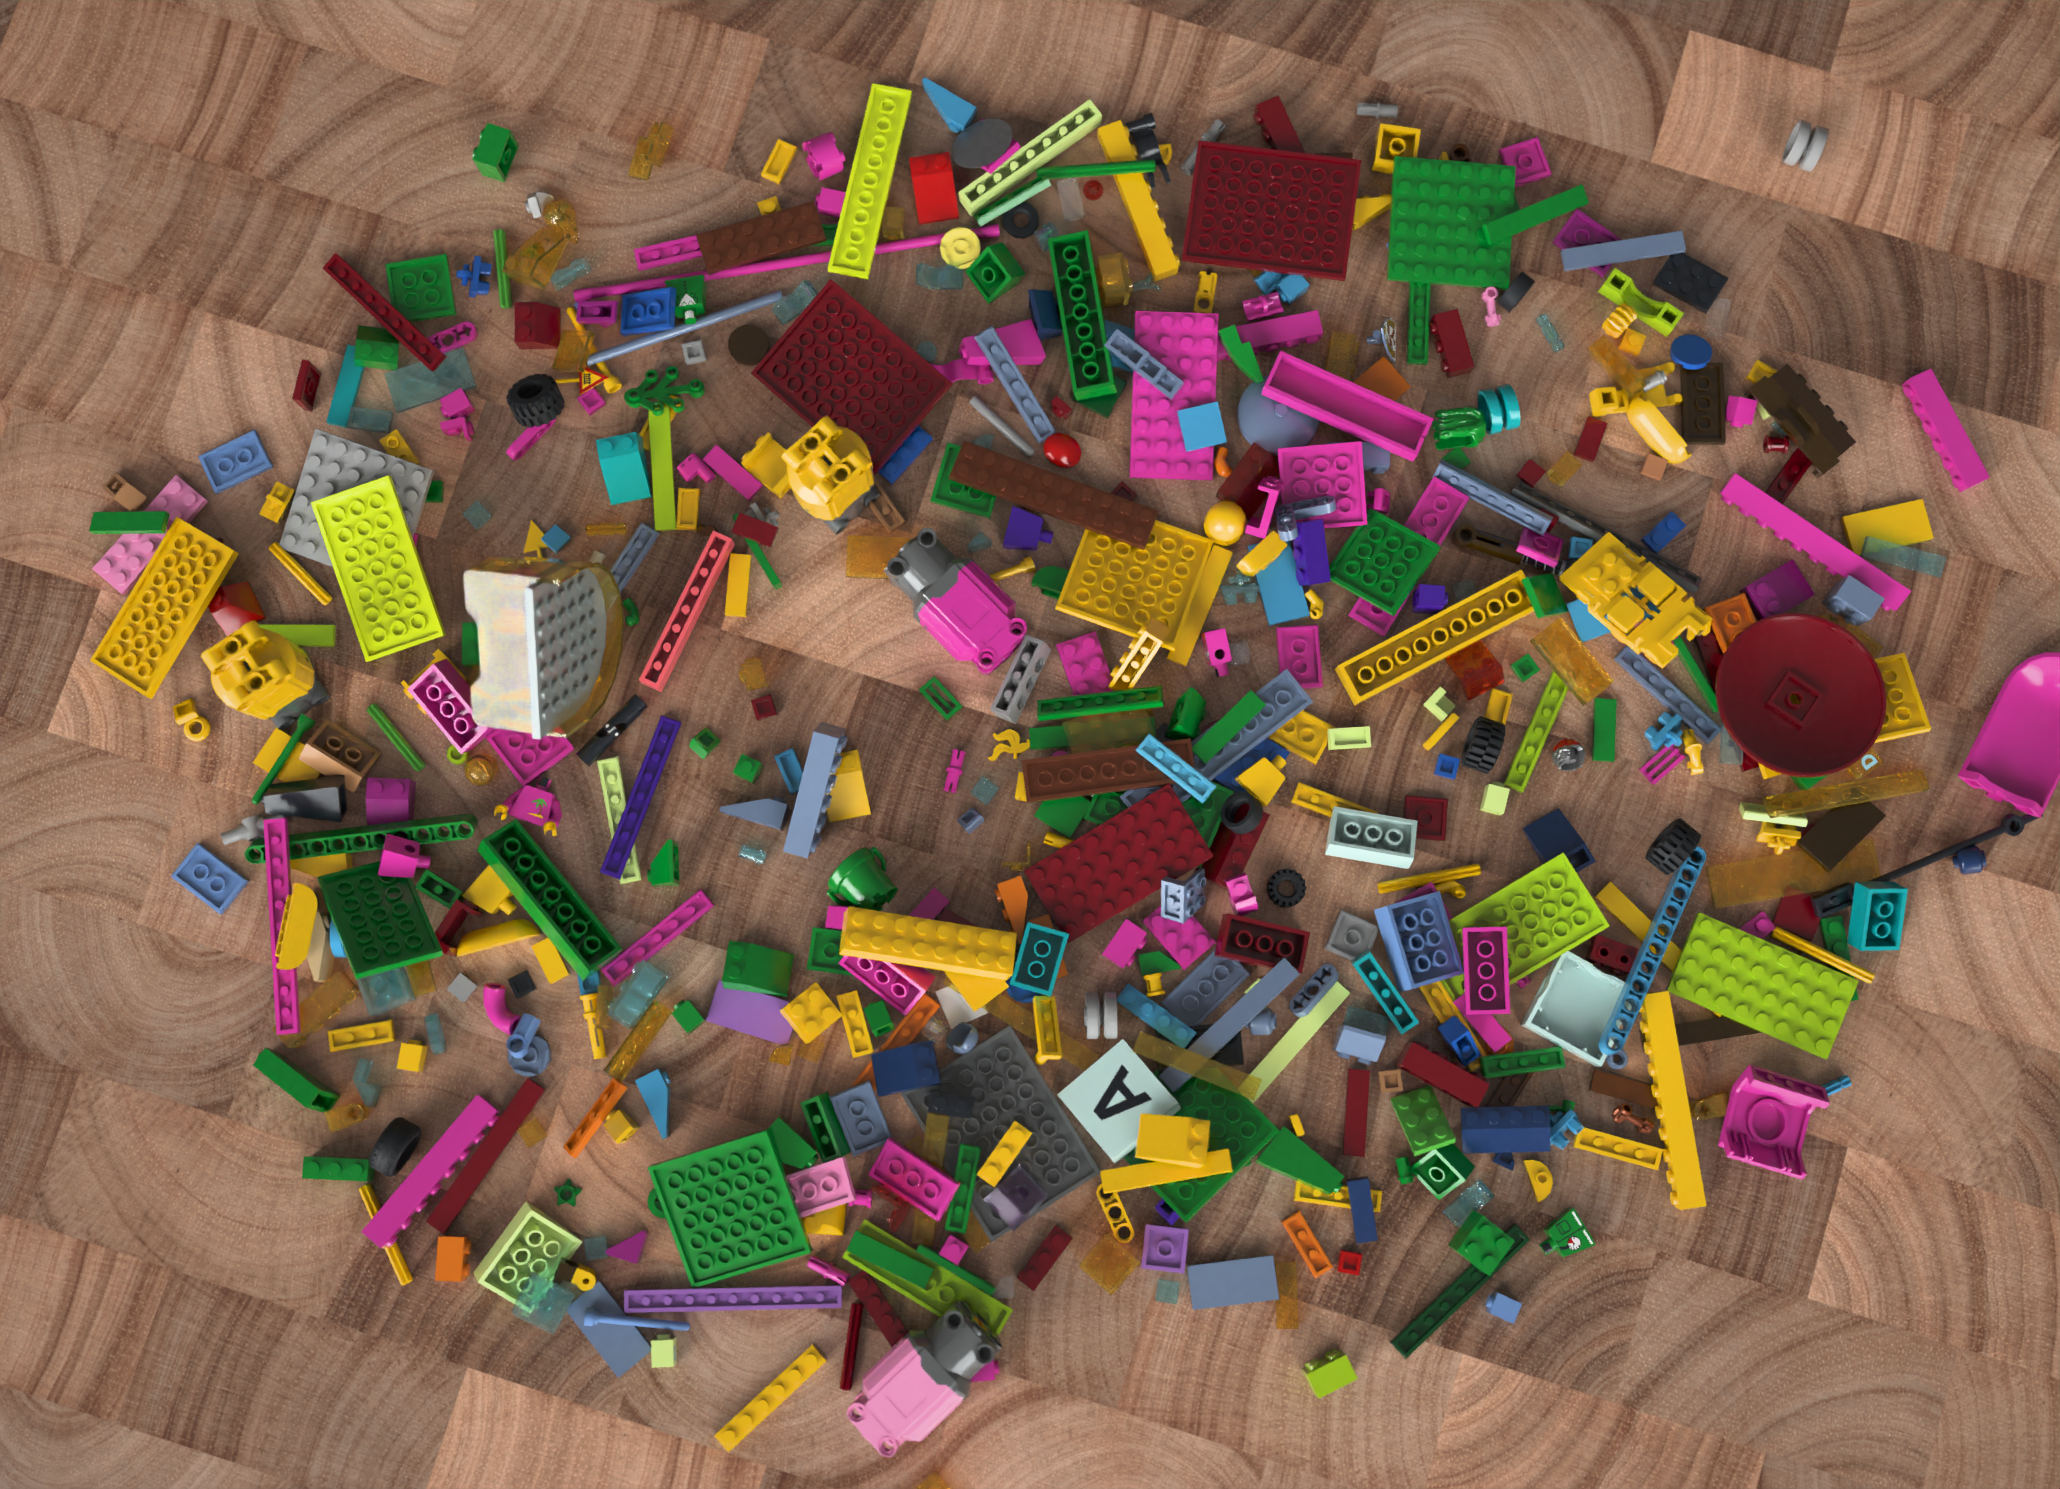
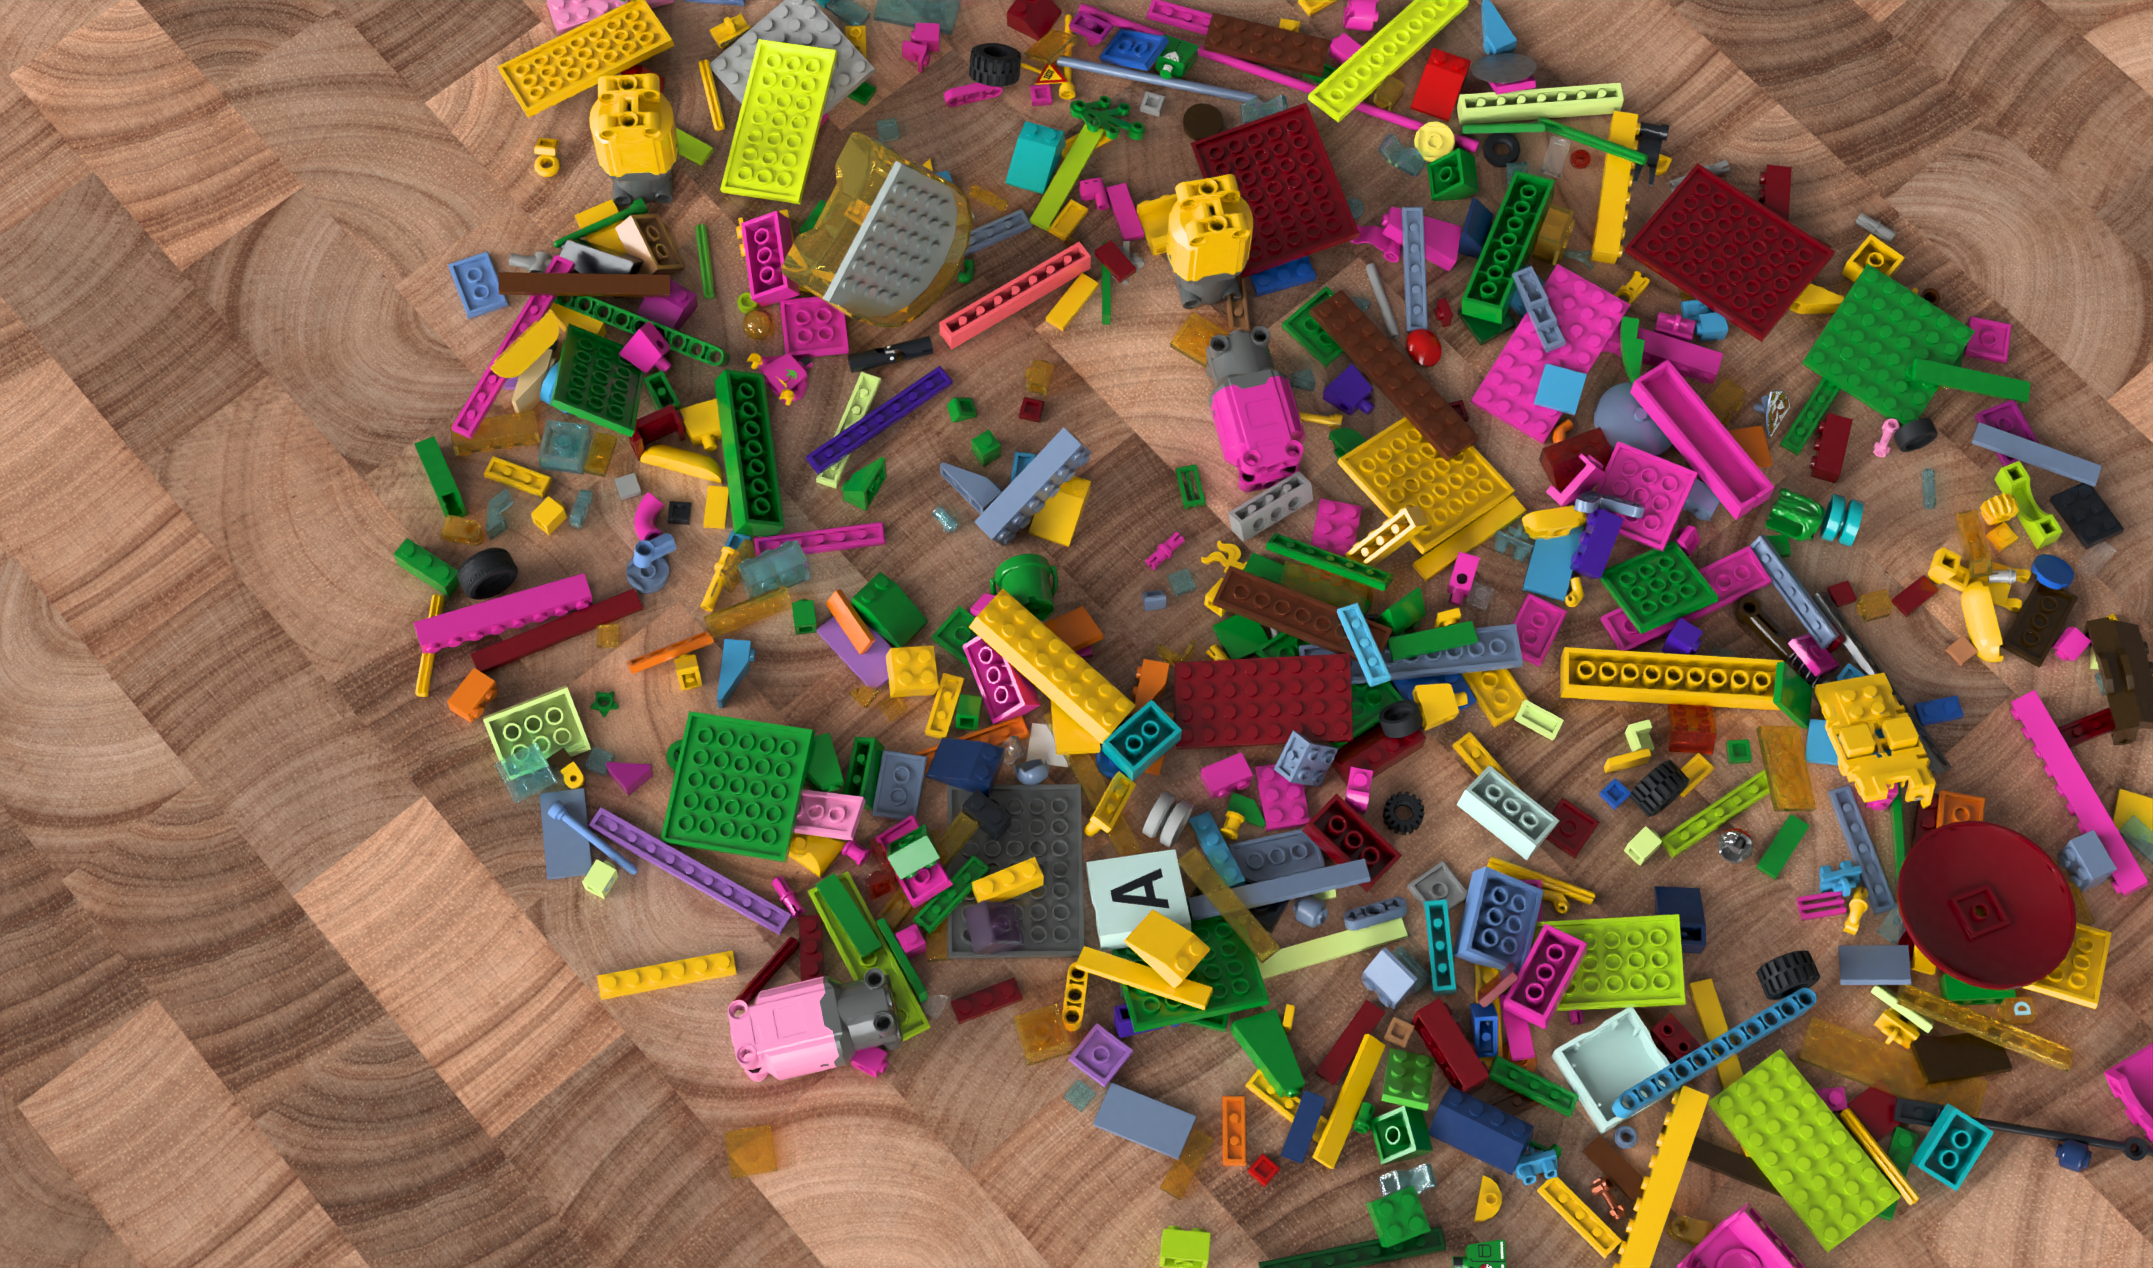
camera: 30 degrees right, 15 degrees down
(307, 834) = (584, 284): none -> reddish brown tile
(731, 999) = (850, 621): none -> tile
(910, 1176) = (913, 852): none -> slope
(922, 891) = (1075, 629): none -> orange tile
(1224, 523) = (1532, 480): yellow tile -> none
(1228, 699) = (1447, 618): none -> yellow plate
(1384, 1164) = (1349, 1101): none -> yellow tile
(1452, 1001) = (1498, 985): none -> dark red tile
(1504, 1159) = (1465, 1164): dark blue tile -> none
(1734, 793) = (1874, 965): none -> sand blue tile
(1768, 444) = (2089, 692): dark red bush -> none
(1777, 591) = (2021, 813): magenta slope -> none

